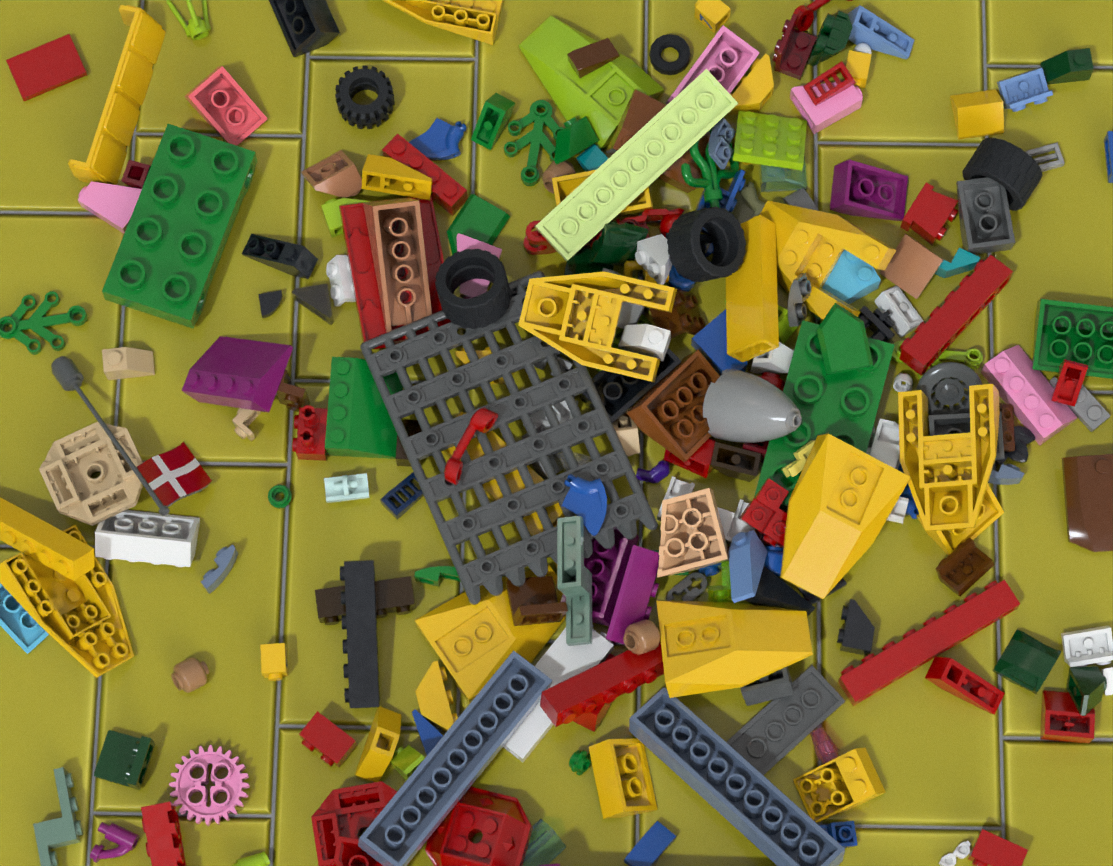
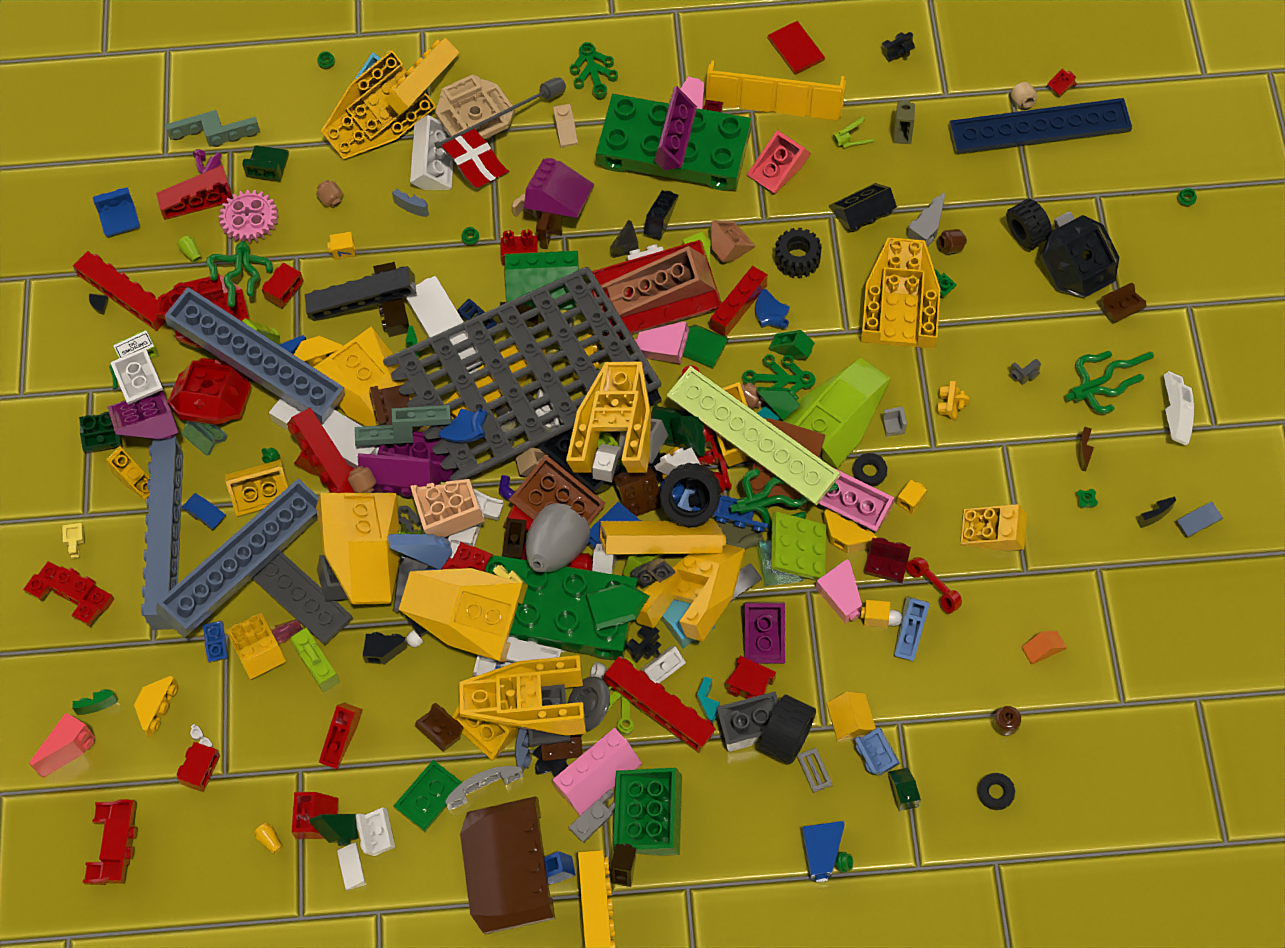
camera: 85 degrees right, 10 degrees down
(187, 211) = (675, 131): none -> magenta slope
(270, 302) = (623, 211): black tile -> none
(279, 793) = (241, 256): none -> green plant
(346, 488) = (477, 276): light aqua hips -> none
(379, 745) = (282, 319): yellow slope -> none
(393, 177) = (730, 271): yellow slope -> none
(405, 538) = (437, 314): none -> white brick
(467, 266) = (640, 314): black tyre -> none
(482, 421) = (525, 346): red piece -> none
(592, 57) = (849, 401): reddish brown slope -> none
(612, 17) = (894, 421): none -> light grey panel
(719, 143) = (787, 504): sand blue slope -> none
(831, 38) = (898, 586): dark green slope -> none
(841, 86) = (861, 597): red slope -> none
(846, 593) = (413, 639): none -> white hinge
(867, 712) = (314, 660): none -> lime piece
(912, 266) = (699, 667): nougat slope -> none
(929, 642) = (375, 705): red brick -> none
(1026, 661) = (363, 783): dark green slope -> none
(1044, 586) = (427, 795): none -> green tile
(1050, 549) = (507, 773): none -> light grey slope
(1069, 382) = (603, 795): red slope -> none
(1086, 775) = (266, 835): none -> yellow cone

